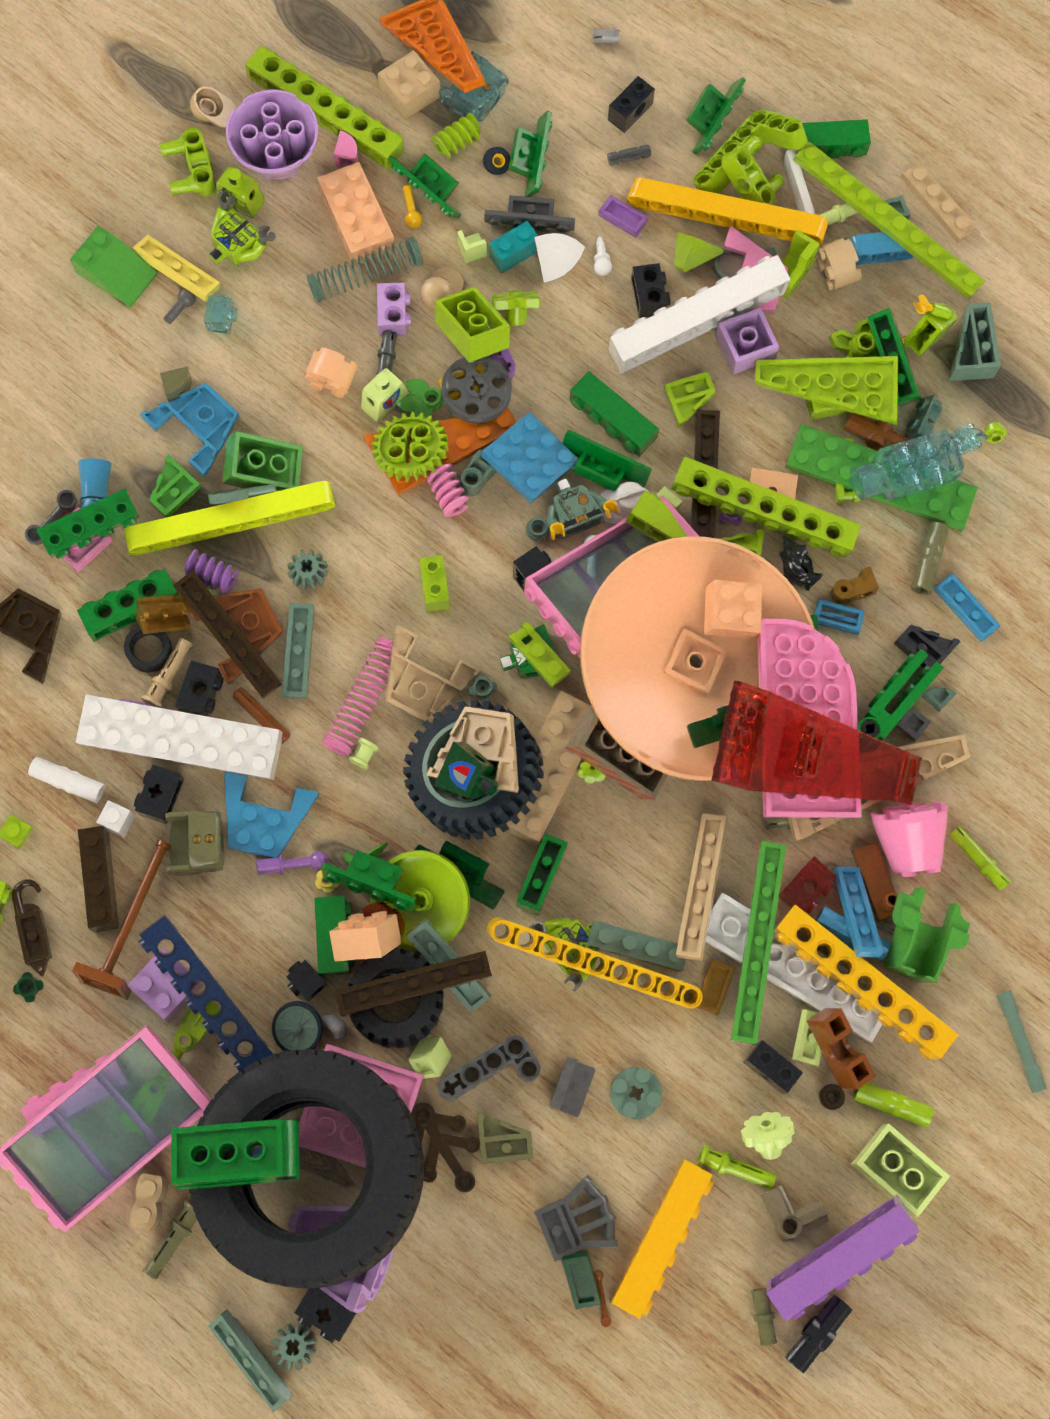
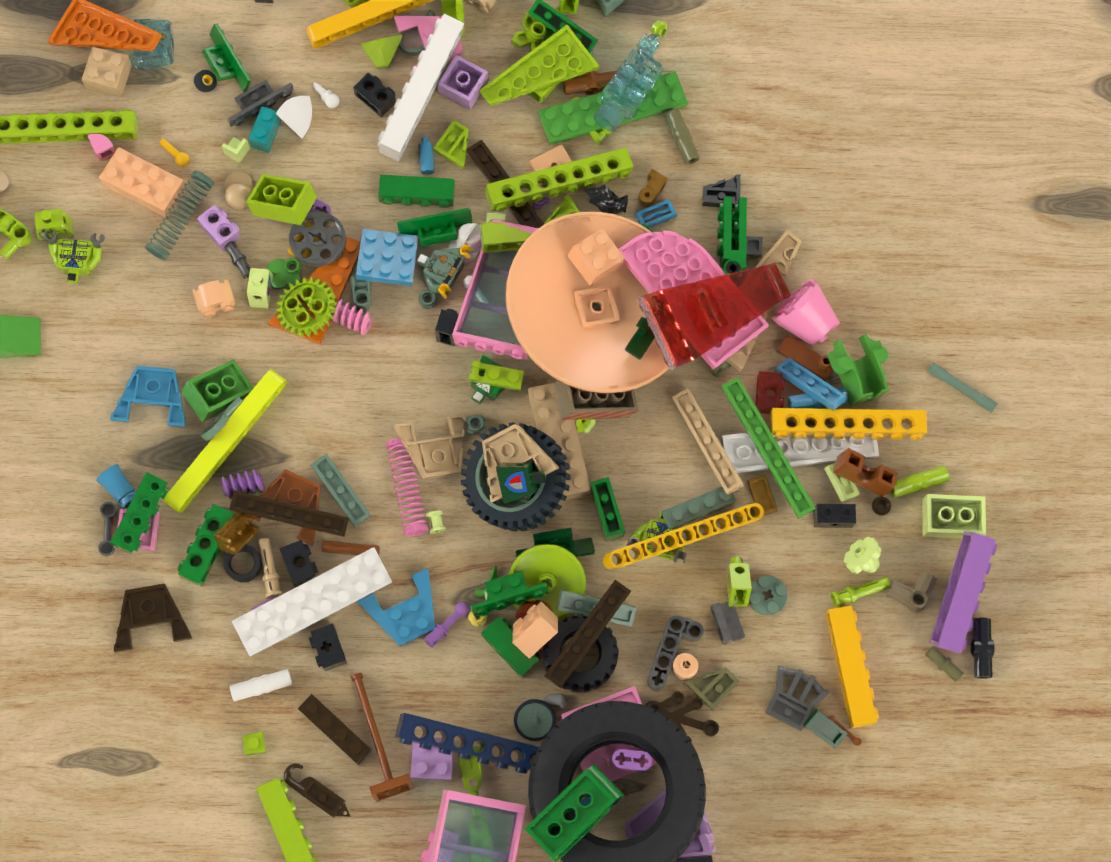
camera: 40 degrees left, 0 degrees up
(27, 979) = (341, 826): dark green plate -> none
(116, 819) = (314, 683): white brick -> none
(173, 488) = (171, 449): bright green wing -> none
(176, 268) = (52, 305): light yellow plate -> none
(176, 382) = (116, 381): olive brick -> none
(185, 299) = (74, 321): dark grey bar -> none
(195, 842) = (376, 659): olive piece -> none
(220, 314) = (107, 314): clear light blue brick -> none
(272, 133) = (48, 168): lavender cone -> none
(305, 980) = (515, 687): black brick -> none
(307, 578) = (296, 432): sand green gear -> none
(333, 1153) = (633, 755): none -> medium lavender beam
(430, 1057) = (629, 672): yellowish green panel -> none
(432, 179) = (174, 123): green bracket -> none
(434, 583) = (392, 382): lime brick -> none
(456, 136) = (166, 83): lime piece -> none
(495, 1105) = (680, 670): none -> light nougat head
(516, 305) = (297, 165): lime plant -> none
(614, 1055) = (738, 583): none -> lime torso
(623, 216) = (317, 58): medium lavender tile -> none
(629, 155) = (289, 15): dark grey axle -> none
(651, 388) = (426, 157): none -> dark azure cylinder
(927, 410) = (608, 44): sand green hinge -> none
(938, 697) = (754, 218): sand green tile -> none
(966, 607) = (727, 150): dark azure tile -> none
(980, 858) = (854, 297): lime pin -> none

